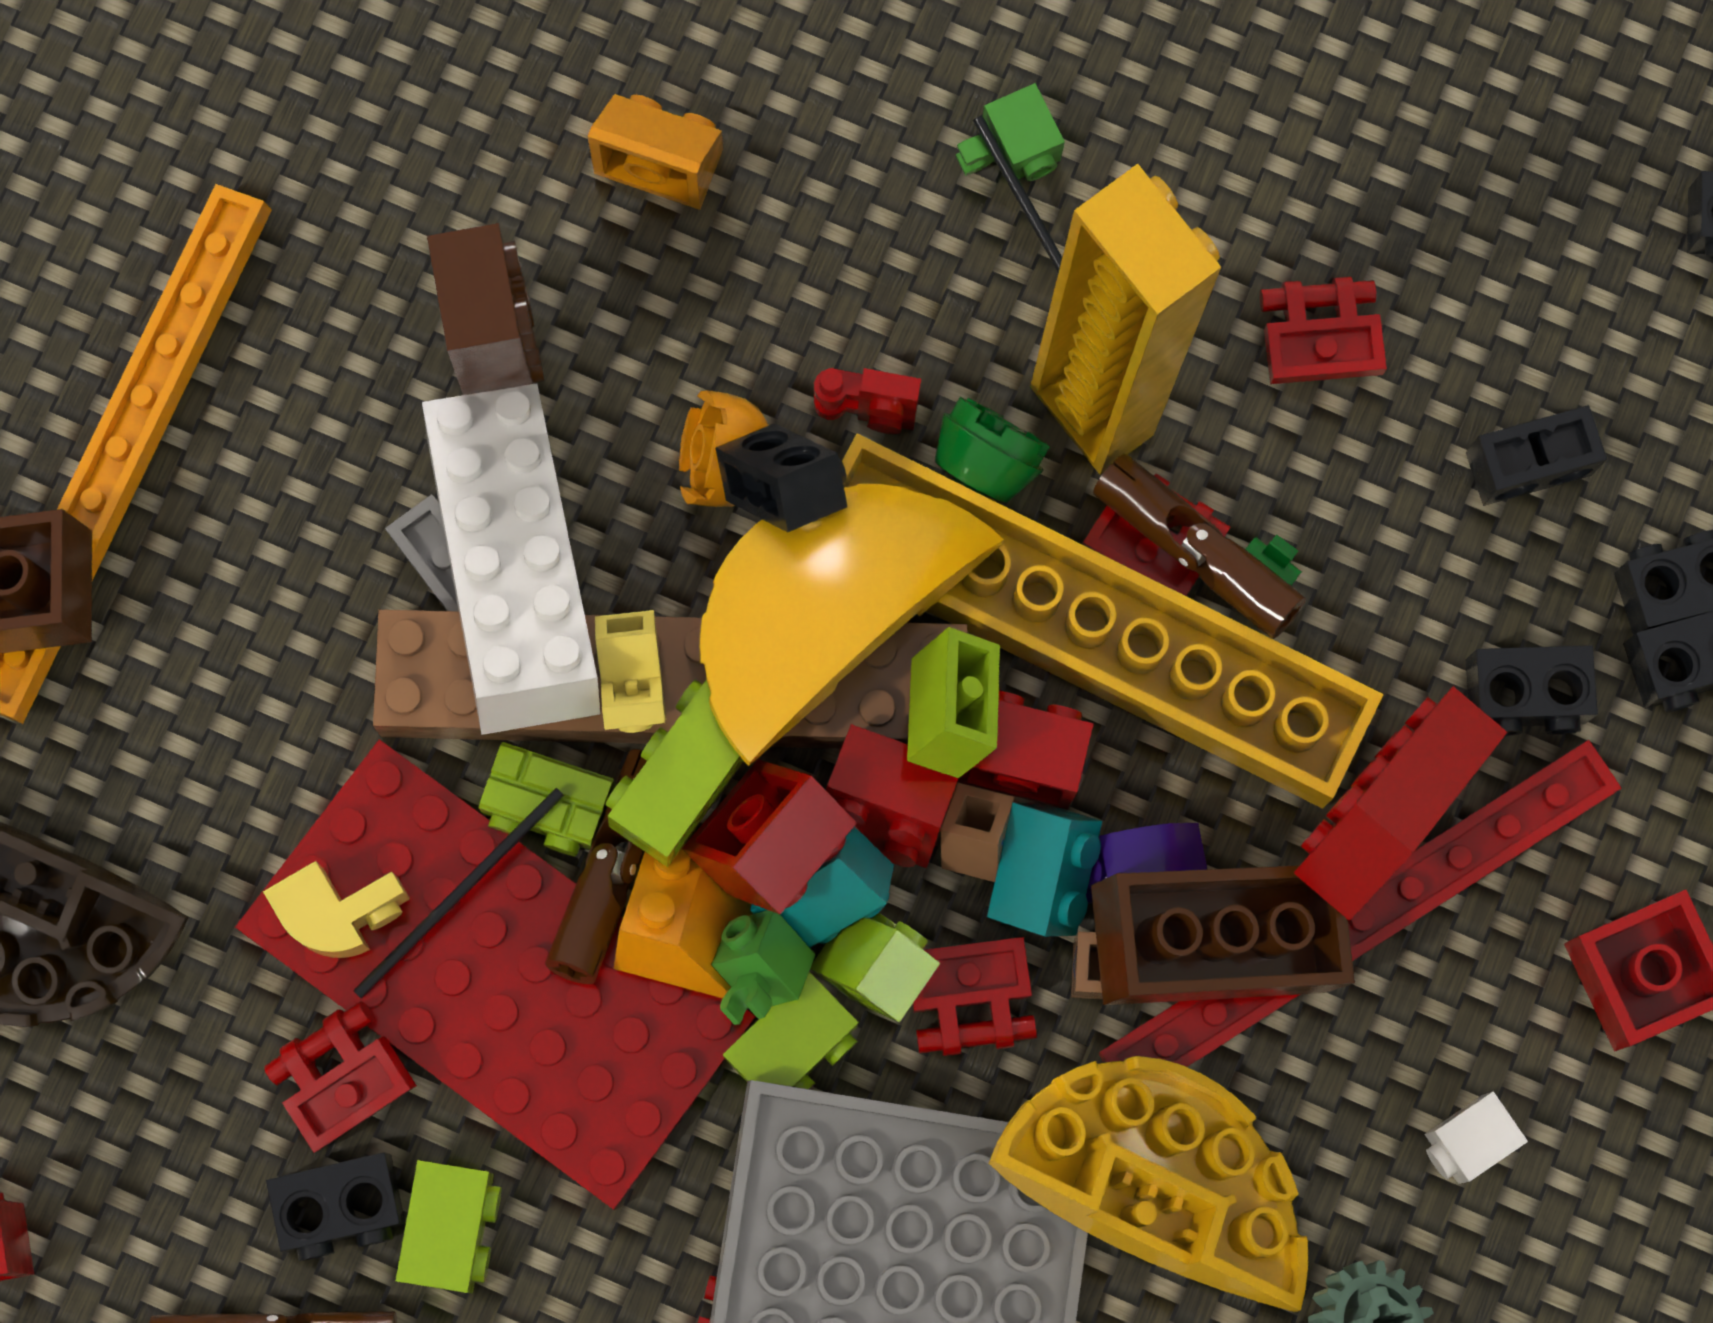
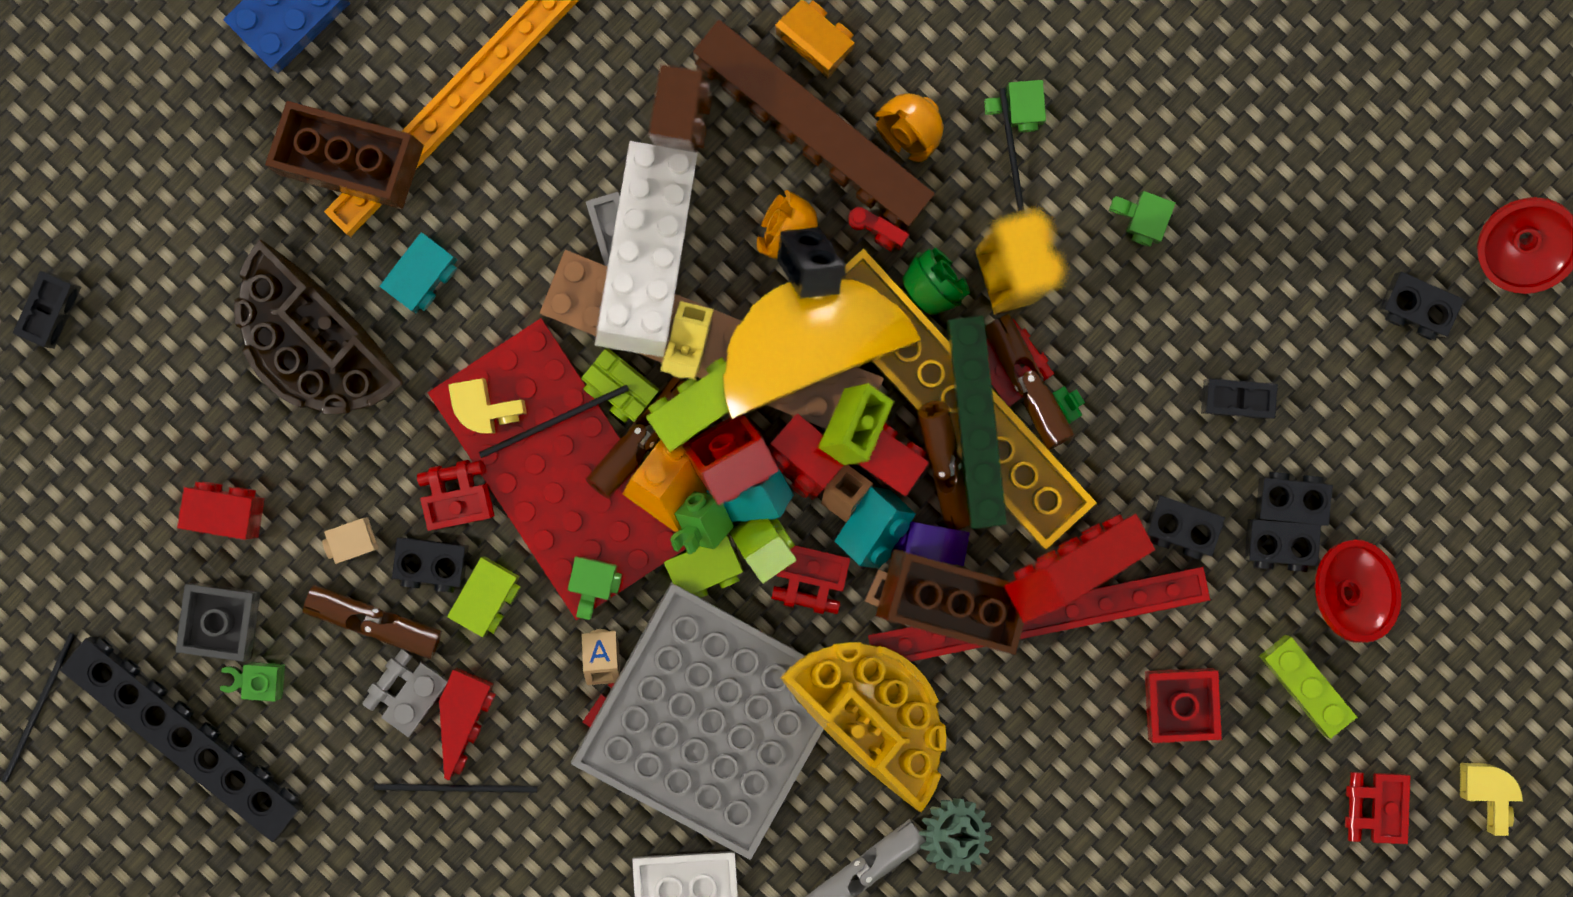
camera: 20 degrees right, 10 degrees up
(155, 739) = (419, 273): none -> teal brick
(189, 1218) = (350, 541): none -> tan brick
(616, 1127) = (593, 580): none -> bright green brick
(676, 1253) = (600, 657): none -> tan brick
(705, 277) = (812, 125): none -> reddish brown brick
(857, 227) = (911, 124): none -> light orange cylinder
(1104, 696) = (942, 452): none -> reddish brown piece
(1144, 632) = (976, 422): none -> dark green brick
(1278, 233) = (1147, 216): none -> bright green brick
(1323, 347) = (1146, 290): red plate -> none
(1473, 1139) = (1050, 757): white brick -> none

